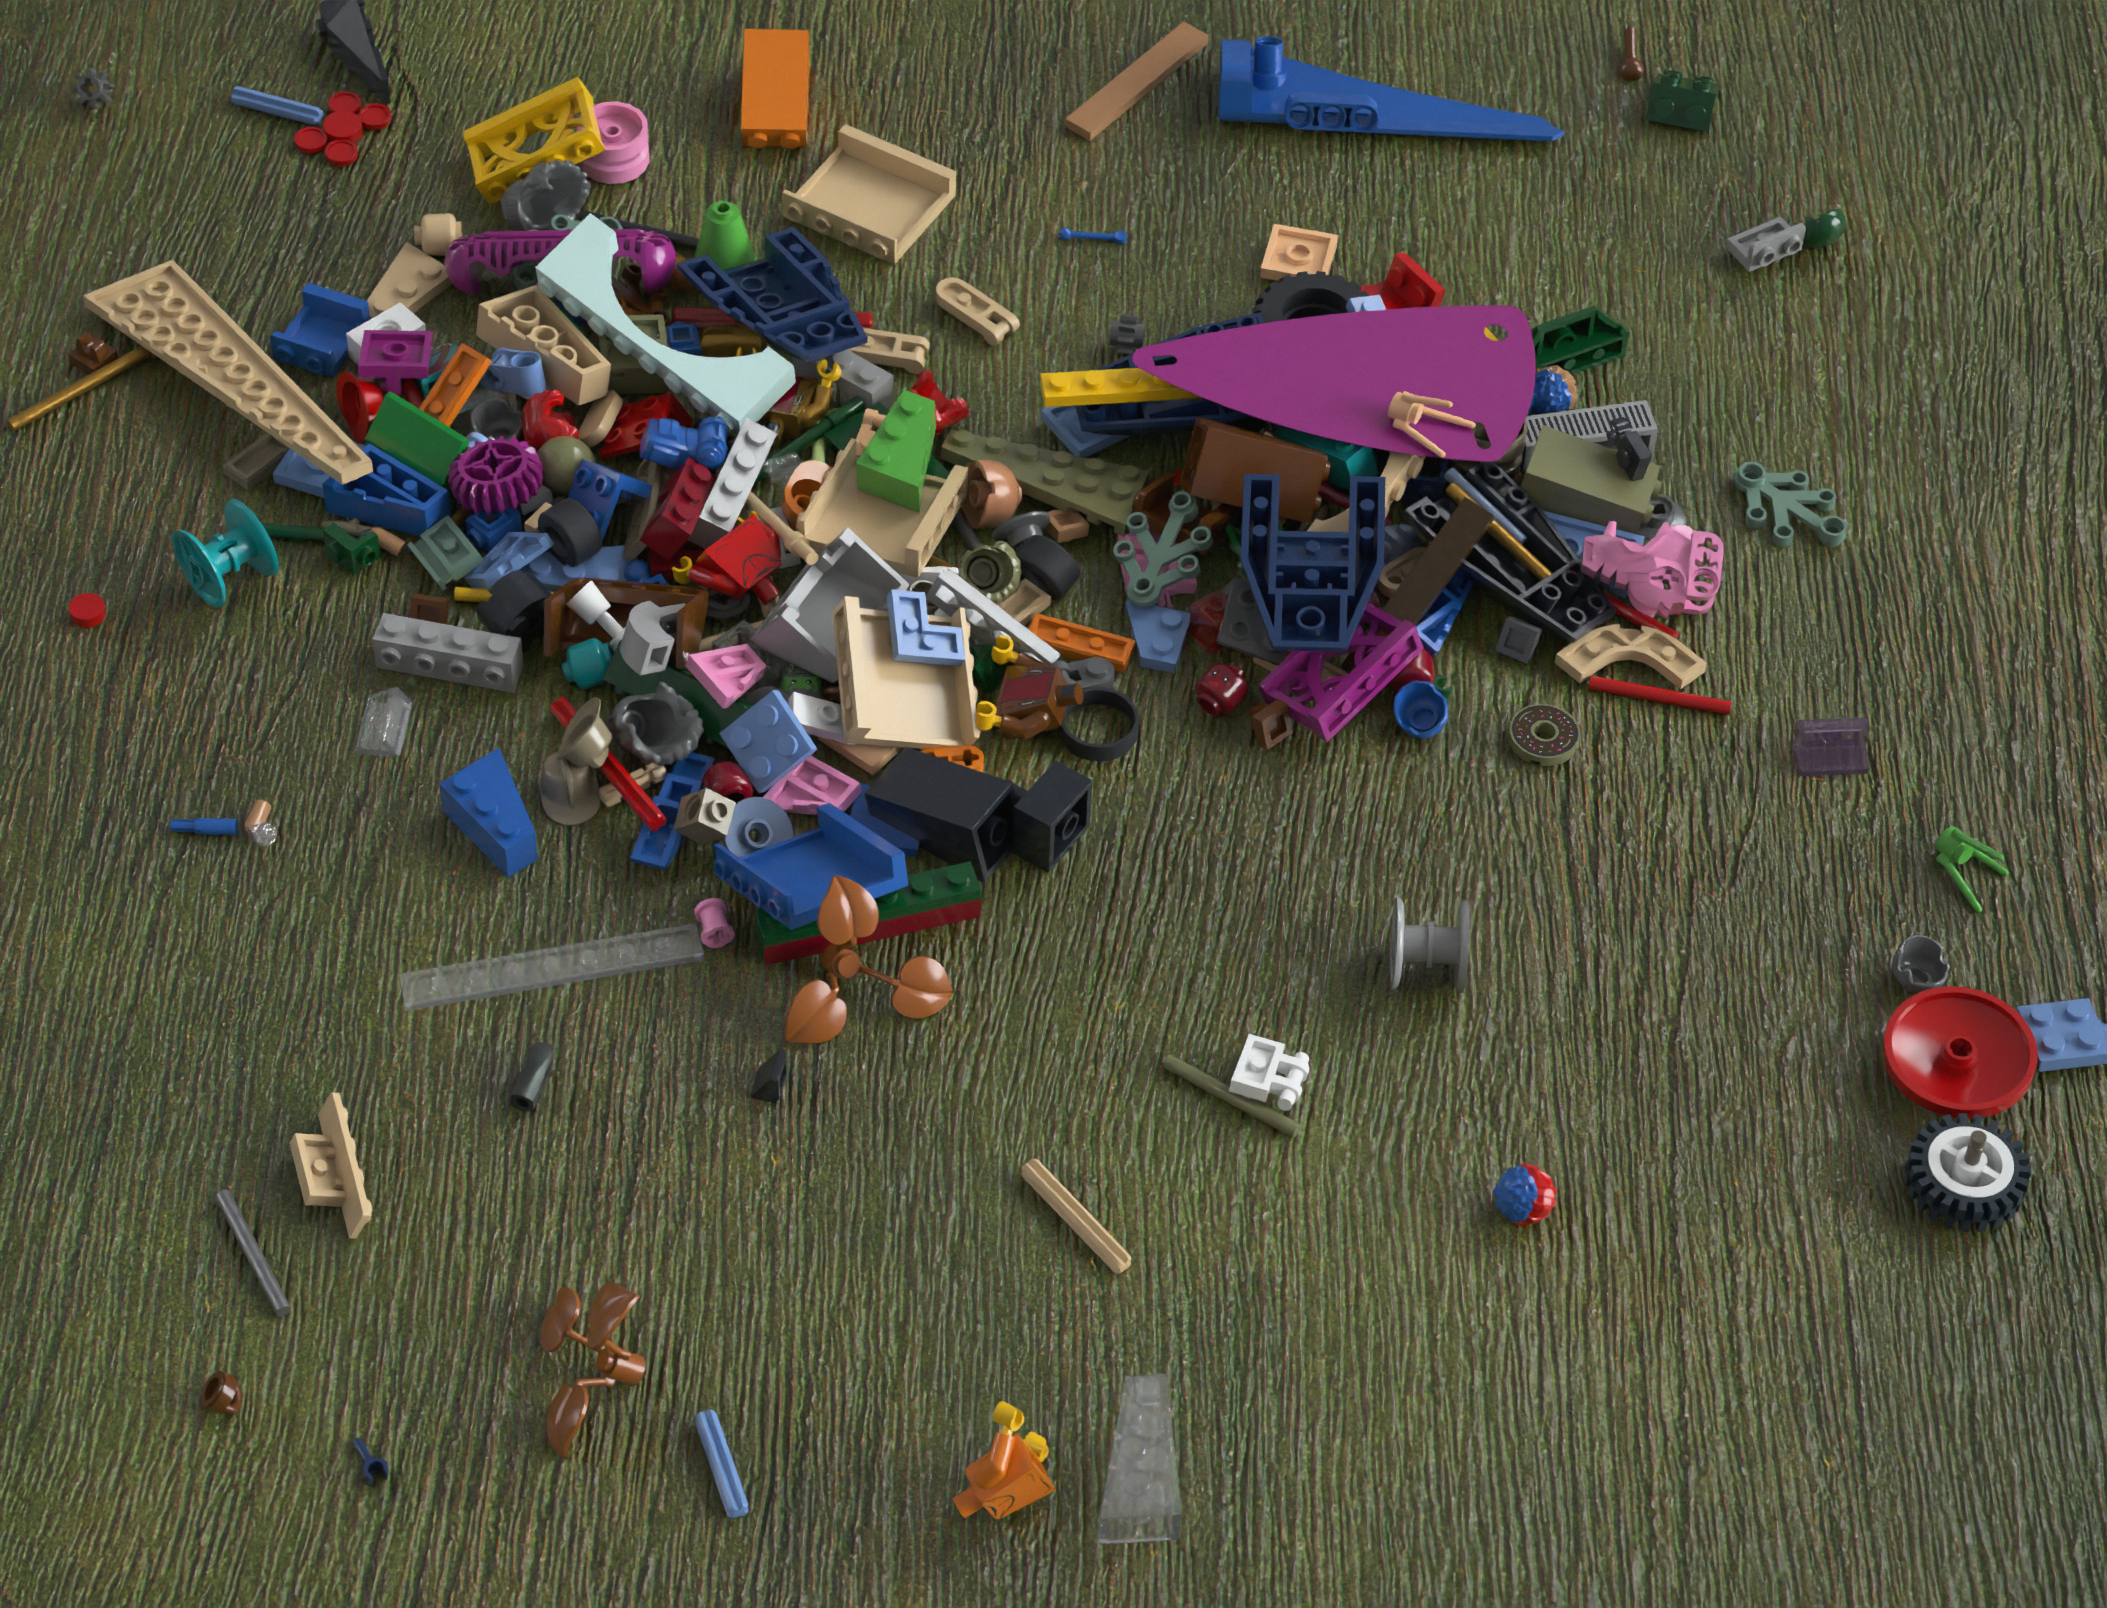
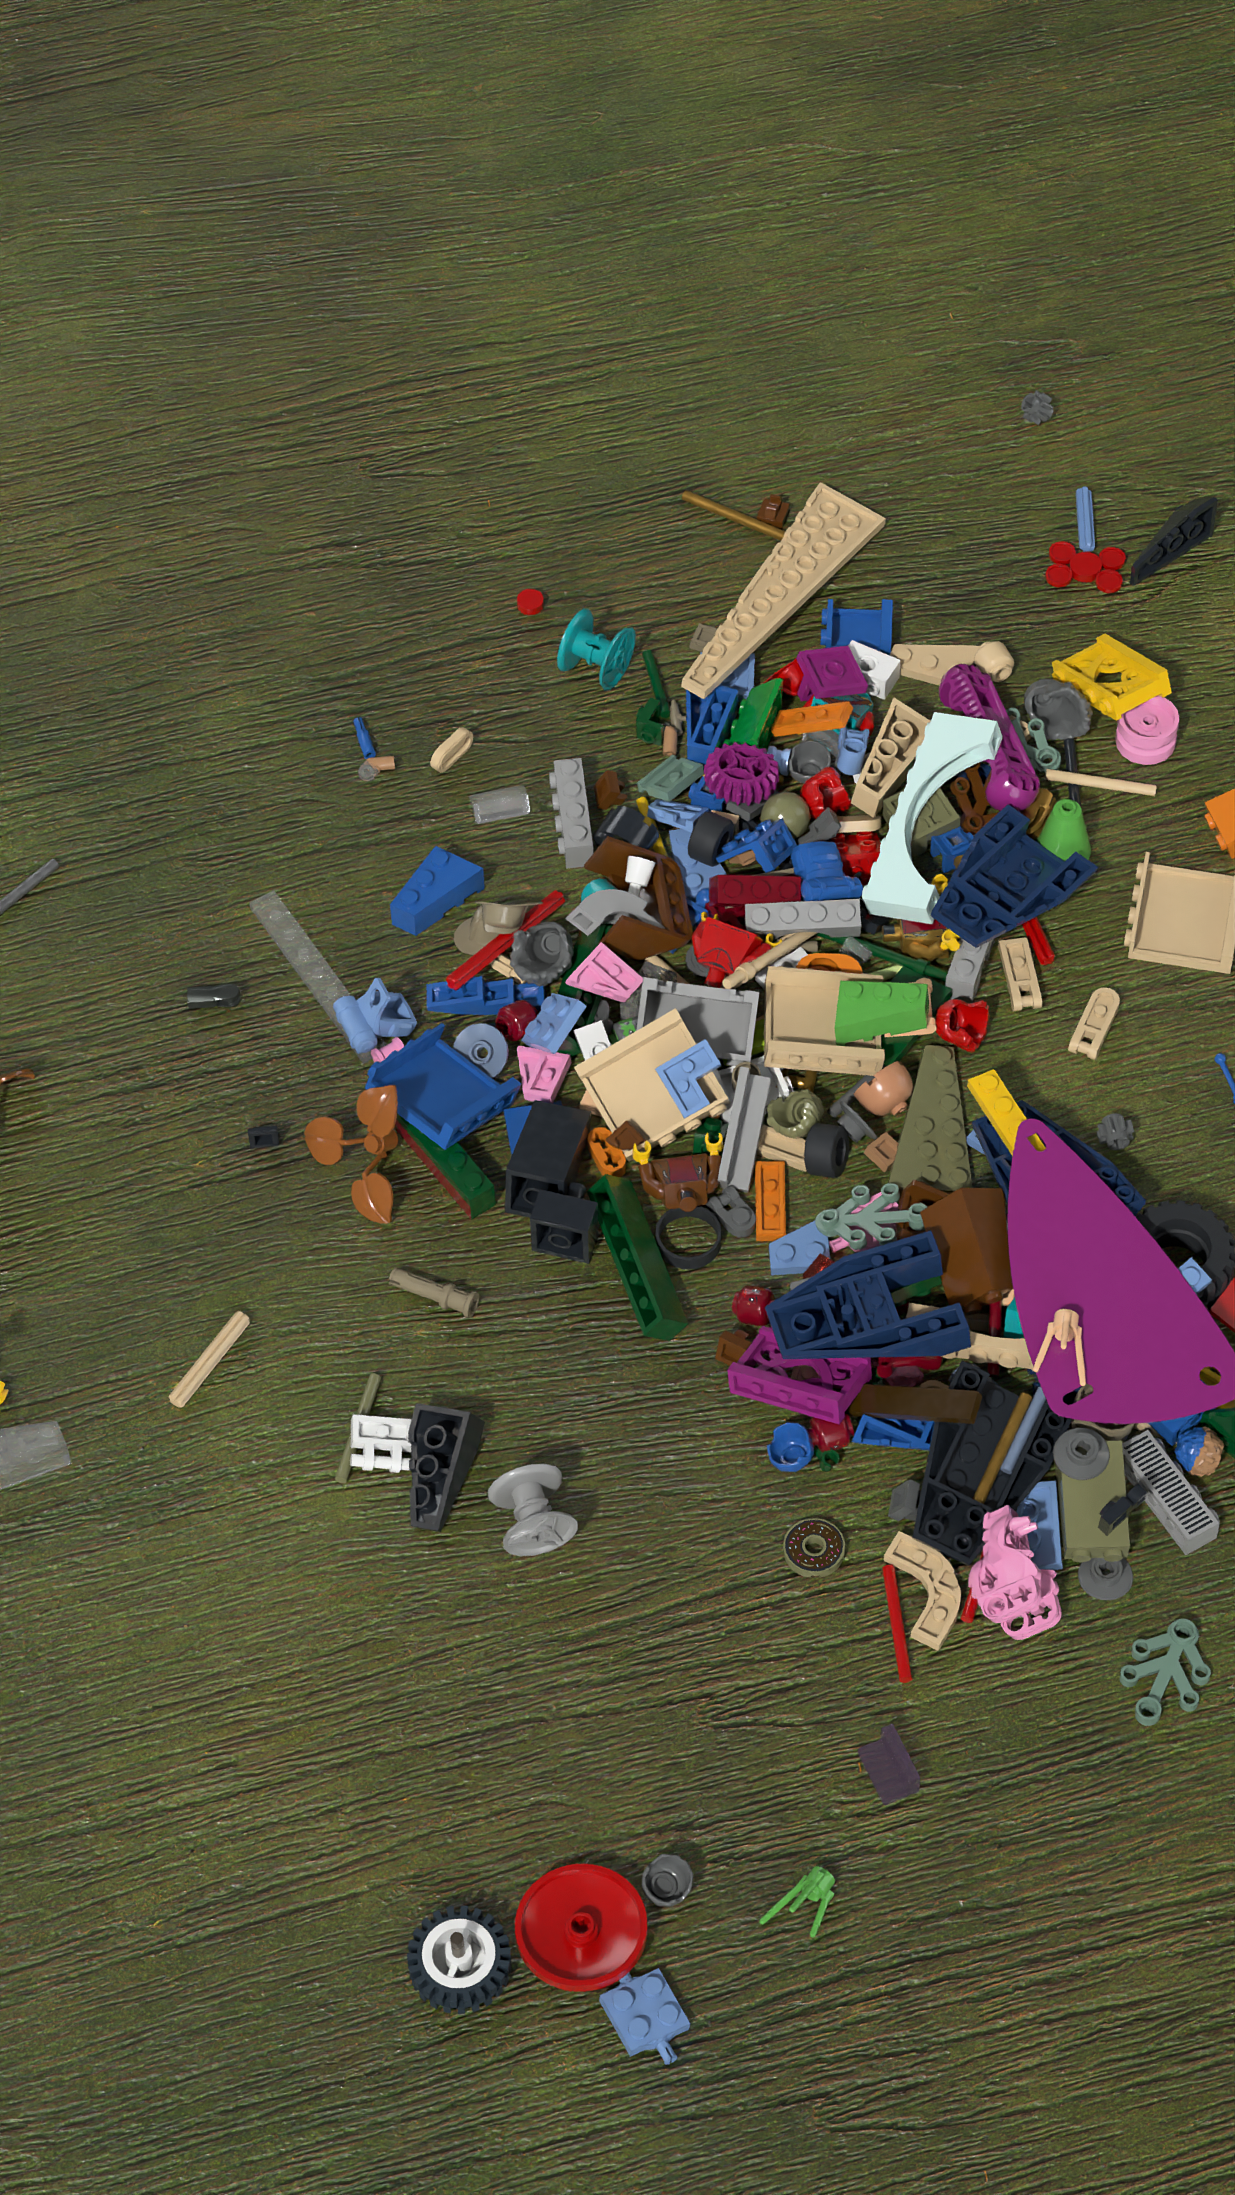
camera: 75 degrees right, 5 degrees up
(282, 741) = (451, 749): none -> tan tile
(330, 1167) = (89, 907): tan bracket -> none
(606, 436) = (823, 828): none -> dark grey plate
(661, 915) = (374, 1016): none -> medium blue piece
(662, 199) = (1100, 782): none -> tan bar
(704, 816) = (470, 1010): dark tan brick -> none
(949, 730) = (625, 1137): none -> reddish brown tile
(1086, 960) = (446, 1295): none -> dark tan pin
(1125, 766) = (637, 1258): none -> dark green brick
(1314, 1021) = (441, 1456): none -> black wedge
(1525, 1194) = (322, 1642): blue piece -> none
(1537, 465) = (1074, 1463): none -> dark grey piece

